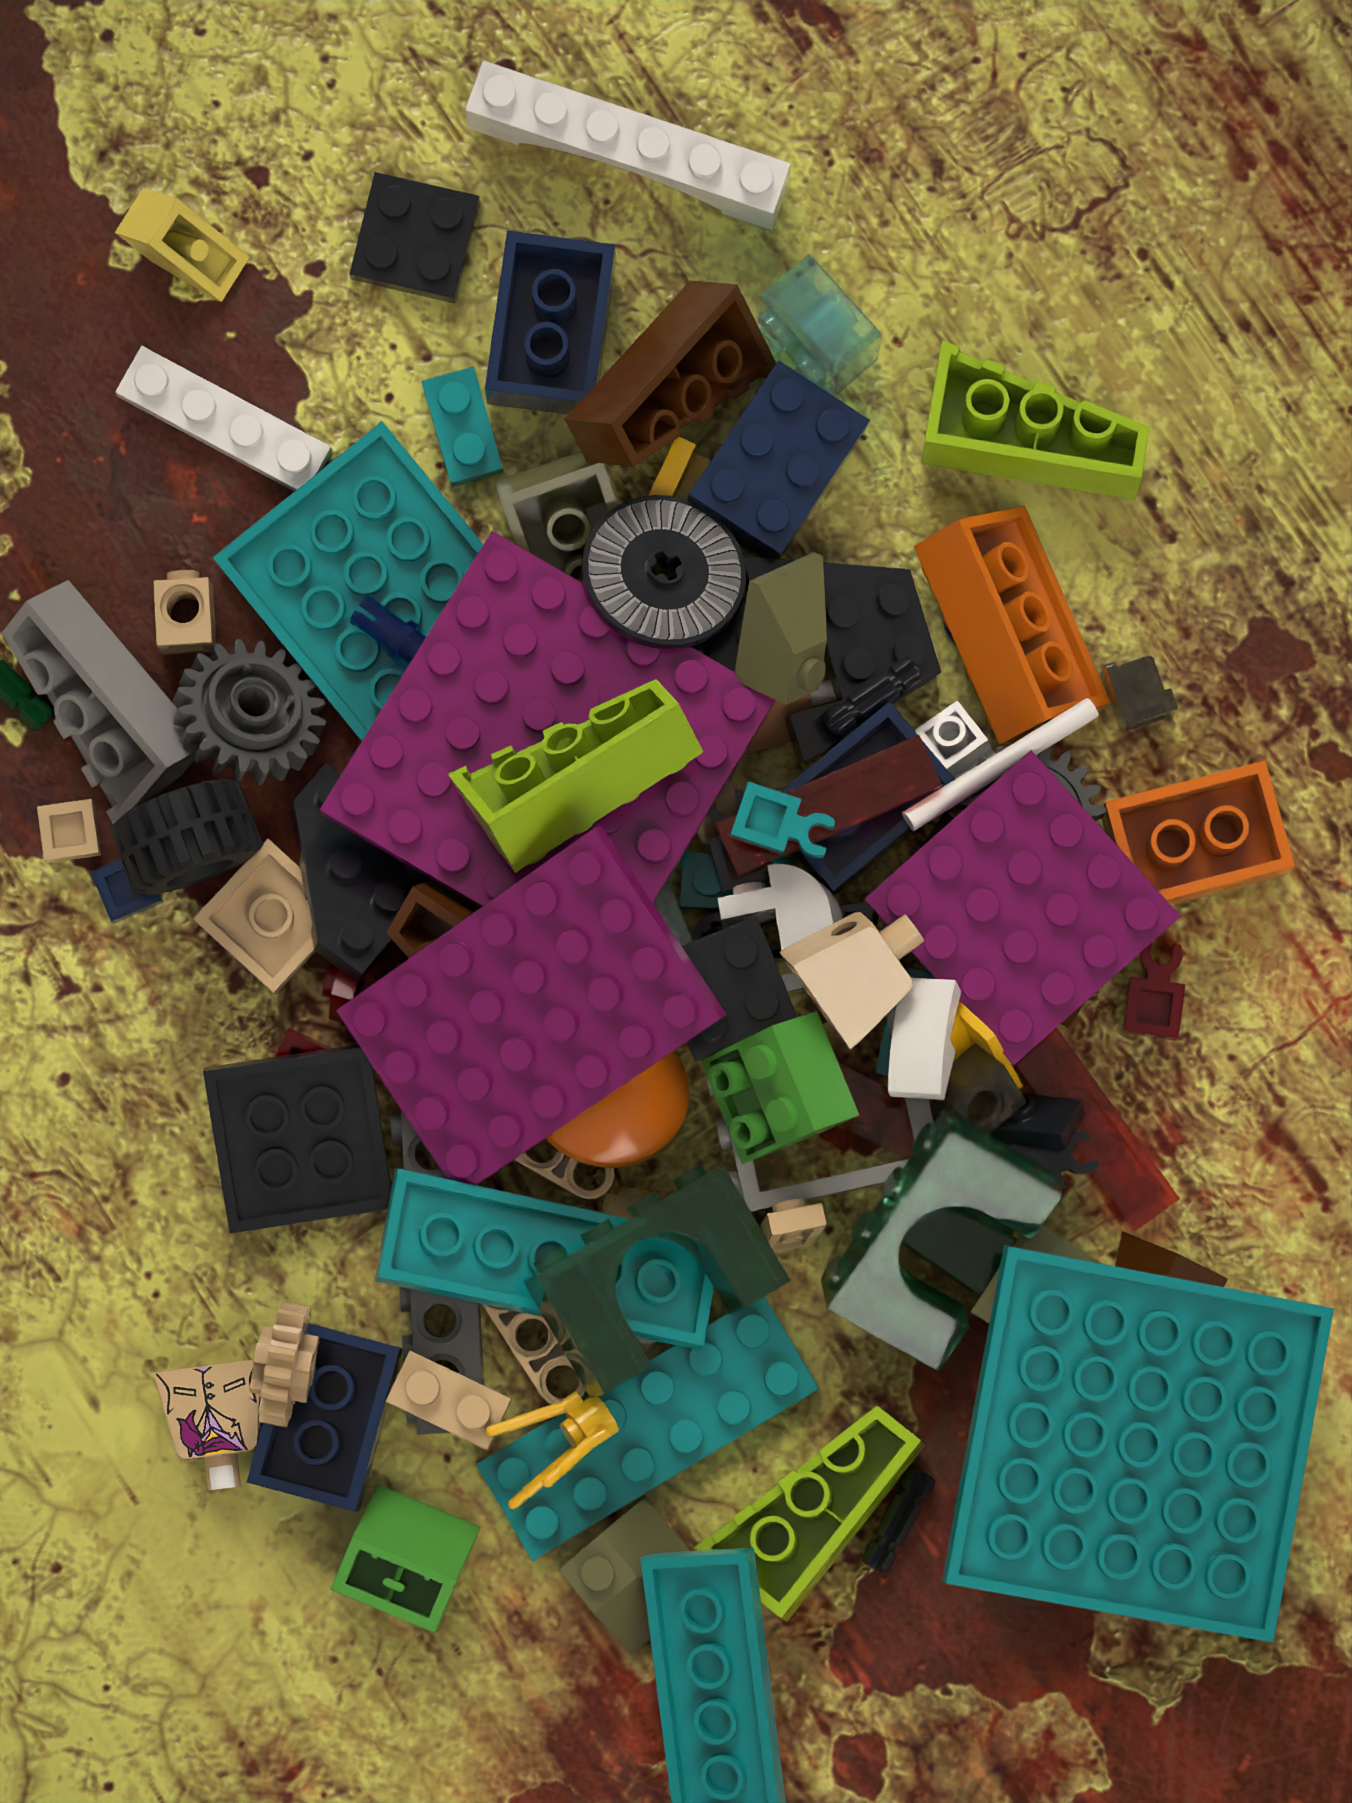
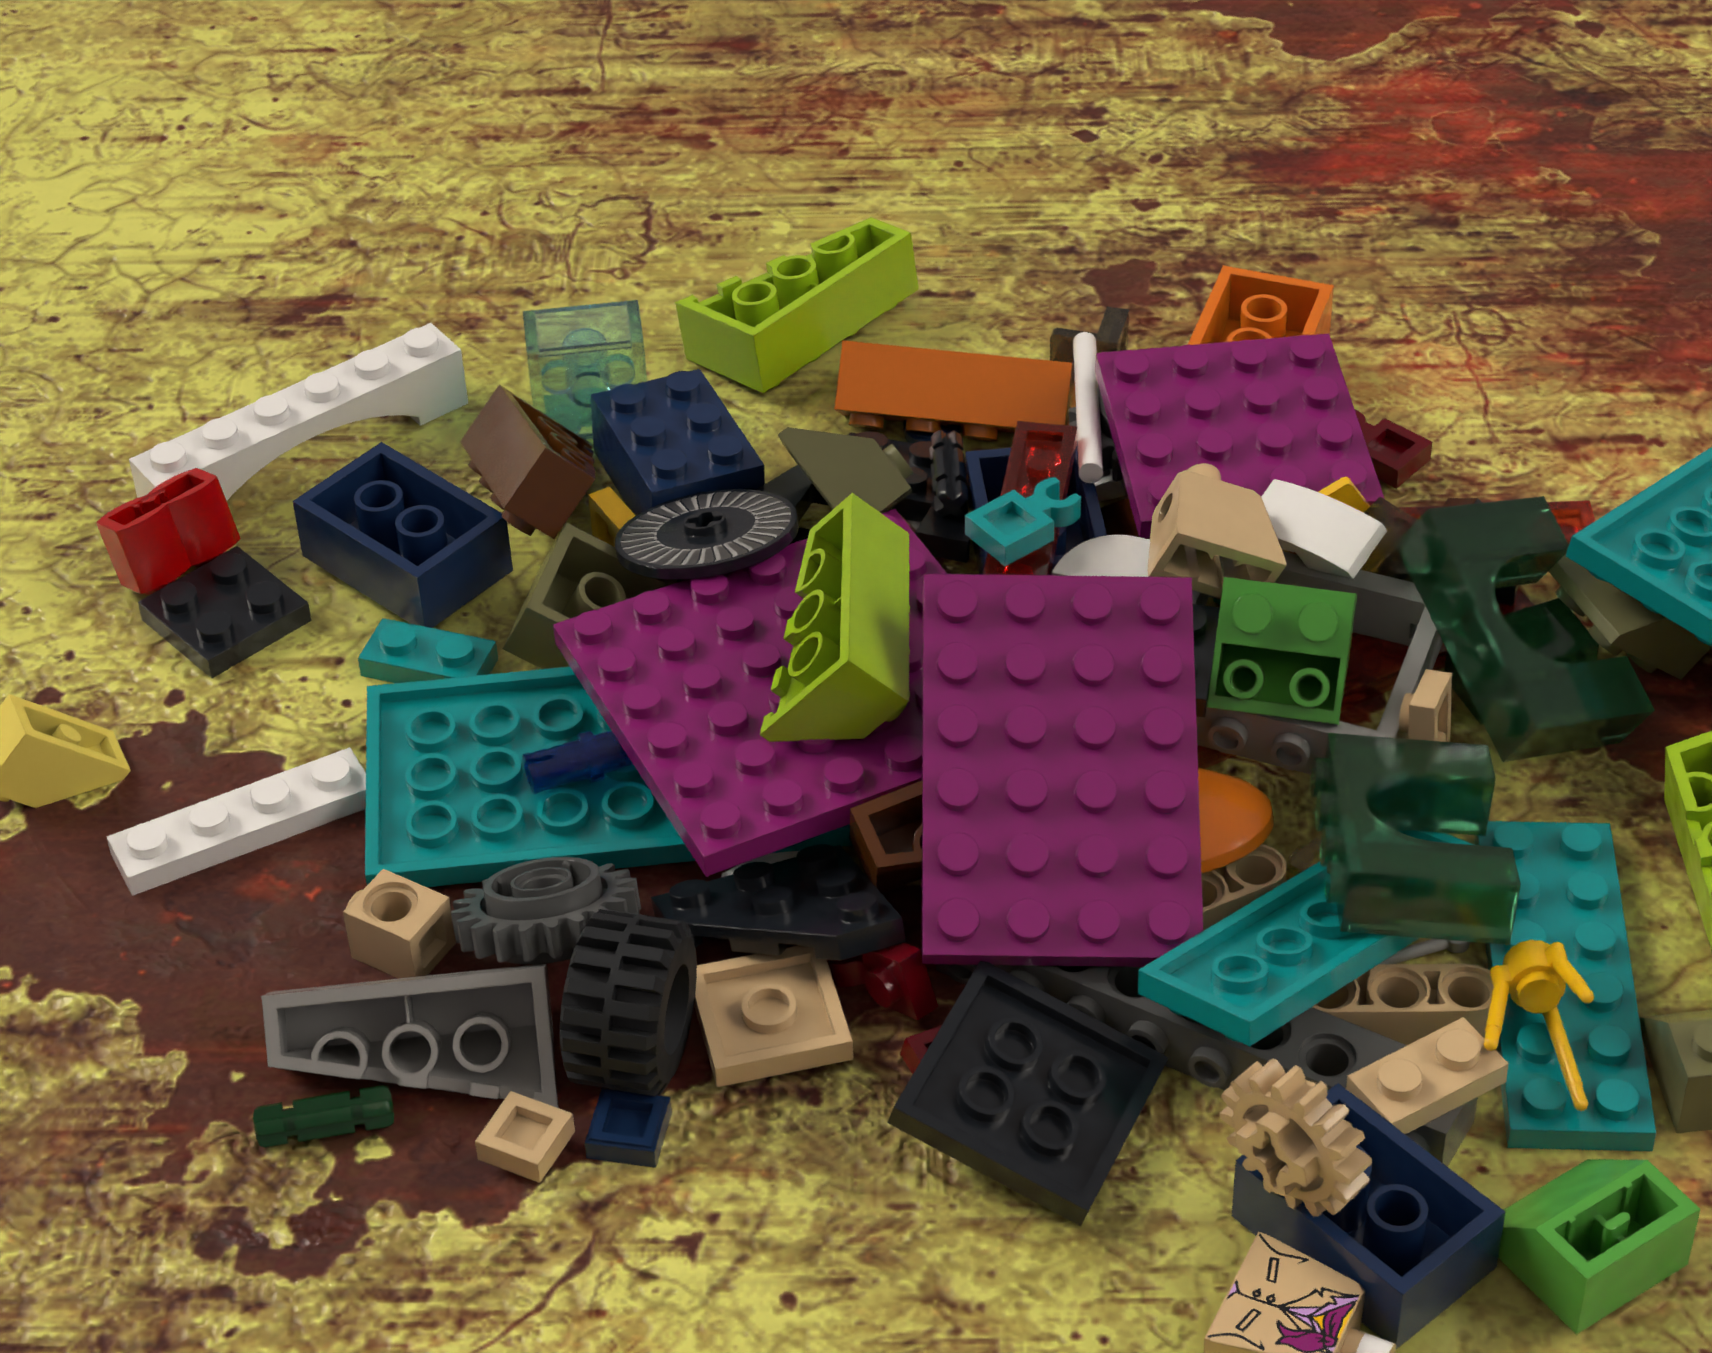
camera: 55 degrees left, 40 degrees down
(435, 144) = (168, 531): none -> red brick

